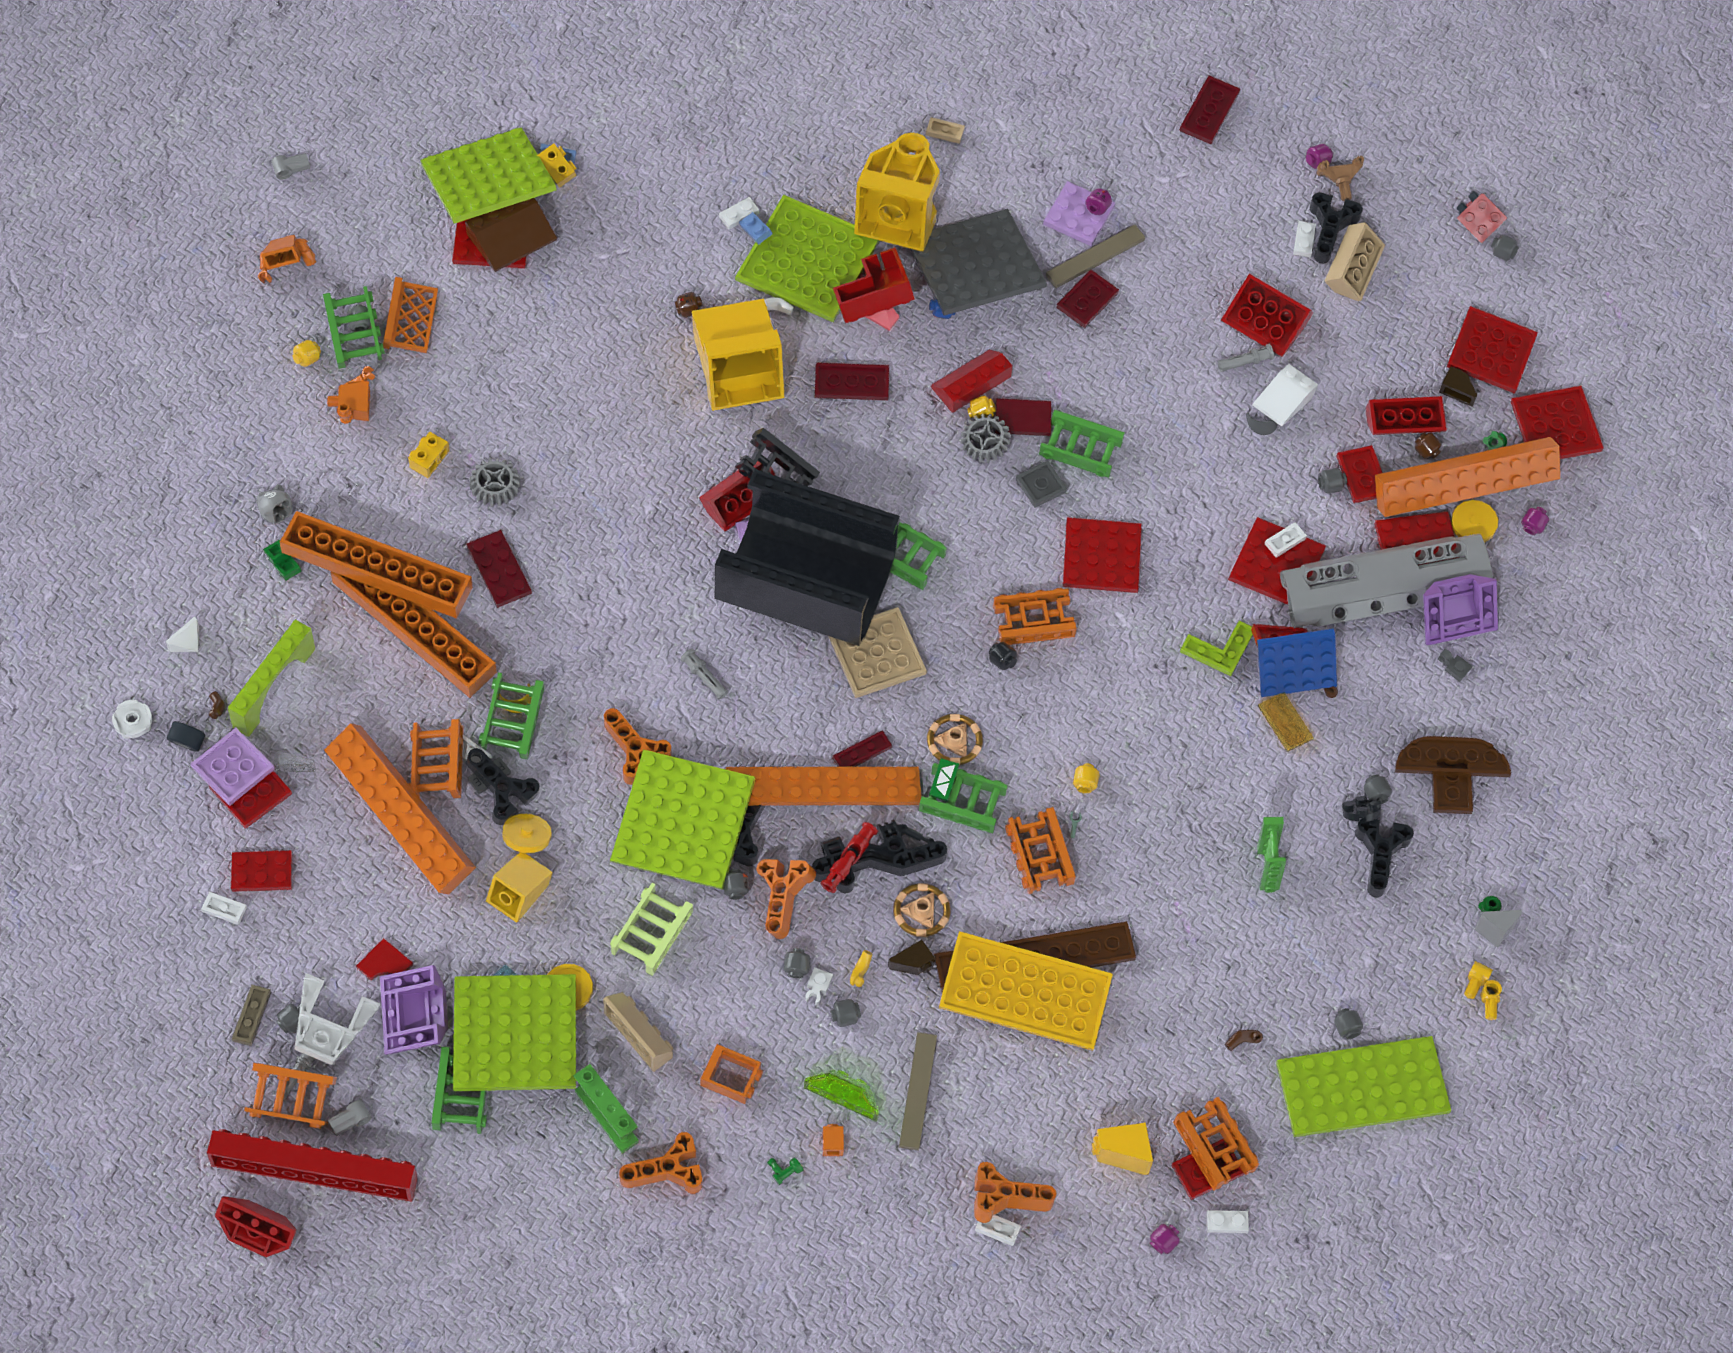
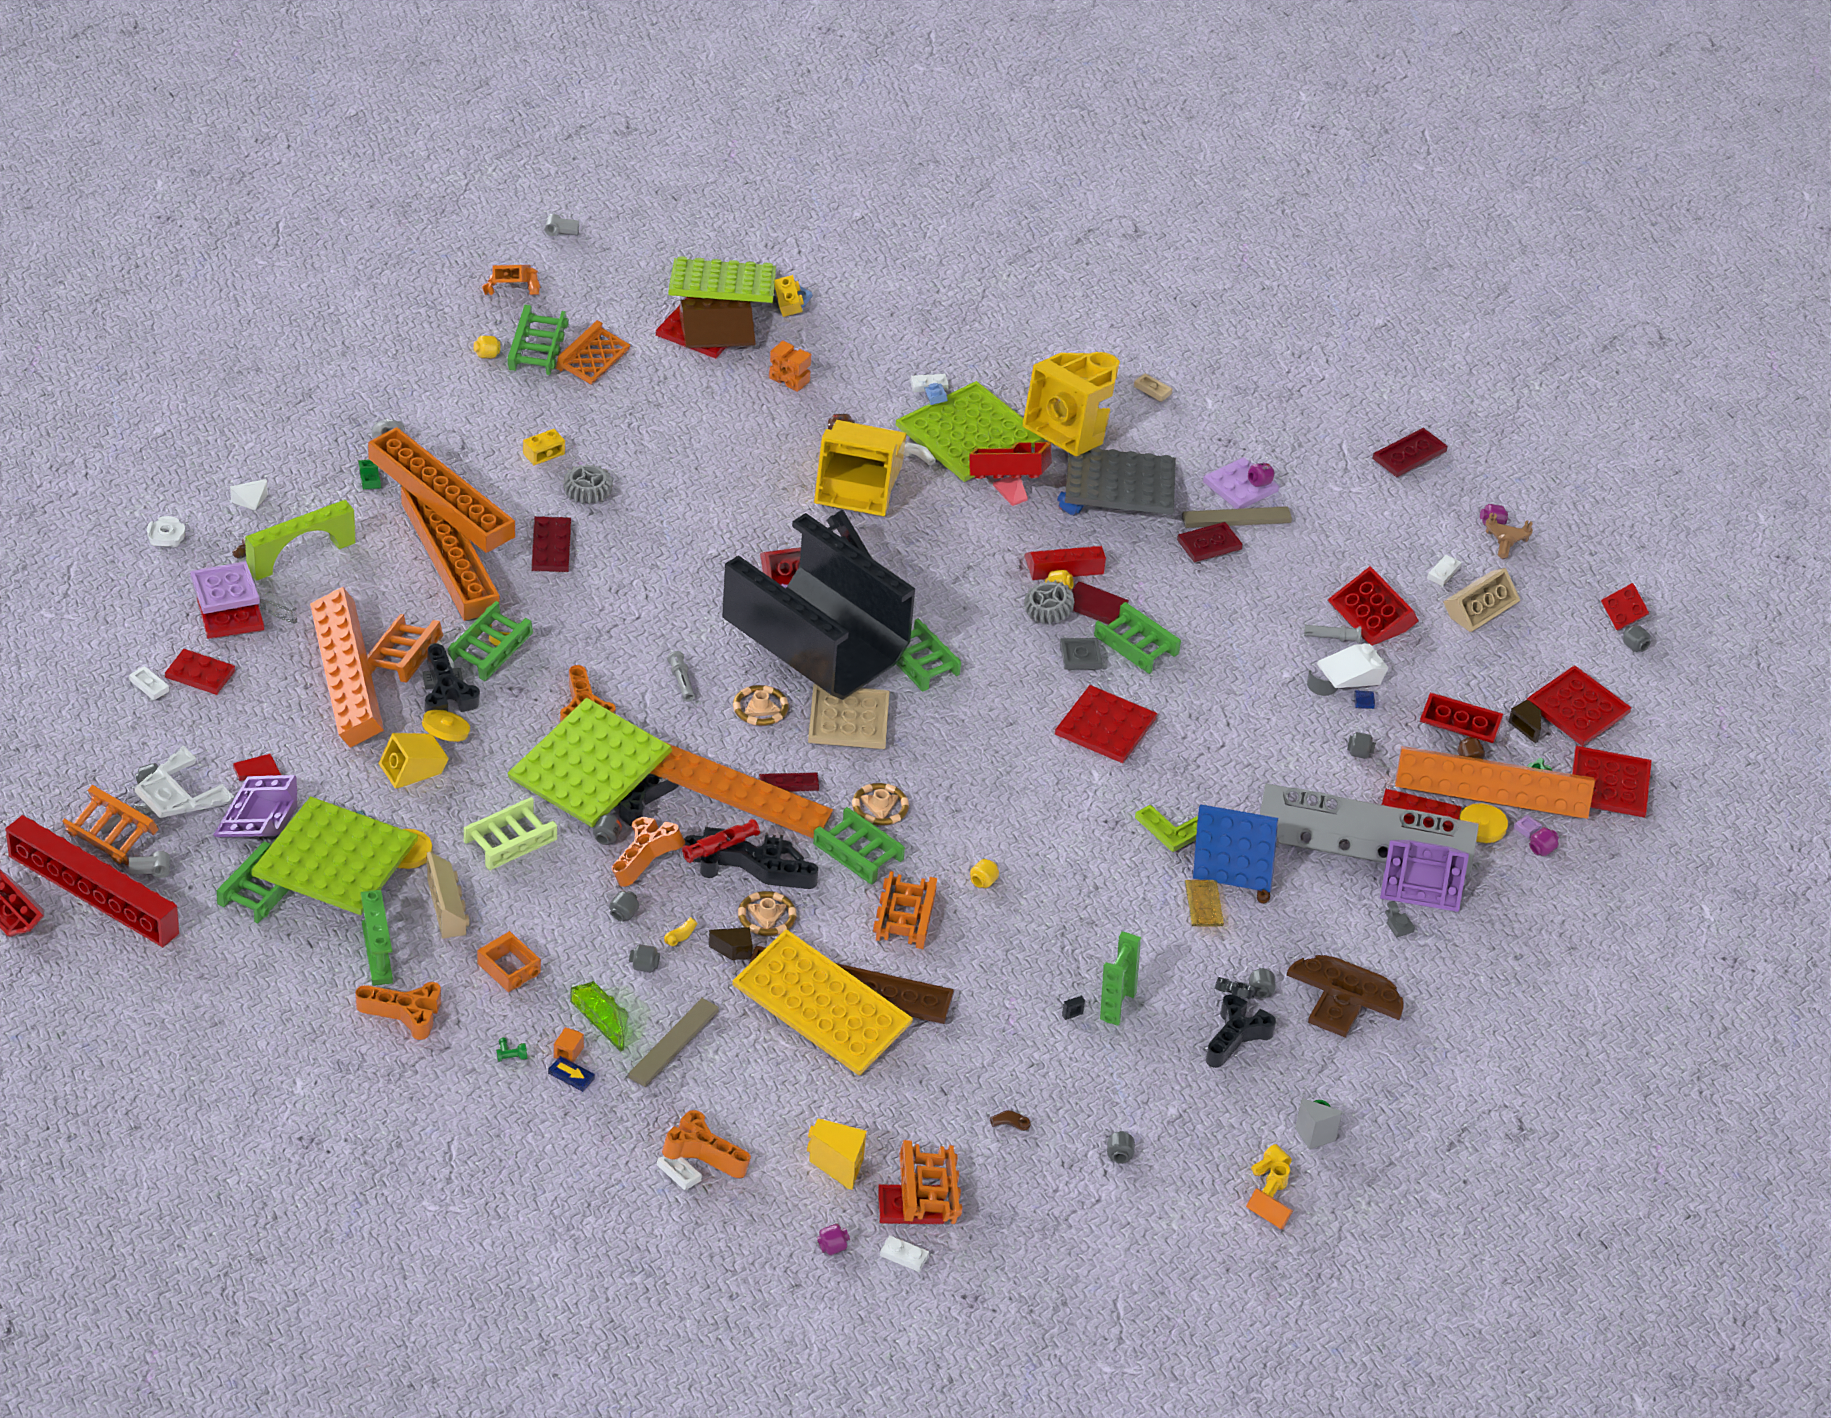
camera: 25 degrees right, 20 degrees down
(185, 736) = (201, 554): black wheel -> none
(251, 1015) = (119, 765): dark tan tile -> none
(353, 398) = (506, 389): orange torso -> none
(606, 255) = (790, 366): none -> orange brick
(790, 674) = (761, 705): none -> light nougat piece
(818, 983) = (635, 929): white plate -> none
(849, 1168) = (571, 1073): none -> clear blue tile
(852, 381) = (953, 525): dark red plate -> none
(944, 779) = (847, 820): green tile -> none
(1003, 656) = (964, 758): black head -> none
(1035, 630) = (1010, 753): orange fence -> none
(1074, 824) = (952, 902): sand green hand -> none
(1236, 892) = (1073, 1007): none -> black tile
(1260, 569) = (1248, 780): red plate -> none
(1285, 539) = (1286, 767): white plate -> none
(1308, 424) = (1364, 699): none -> clear blue tile
(1321, 207) = (1476, 565): black beam -> none
(1360, 470) = (1389, 746): red plate -> none
(1363, 1086) = (1106, 1202): lime plate -> none
(1499, 1030) = (1269, 1208): none -> orange tile
(1511, 506) = (1527, 826): none -> lavender tile

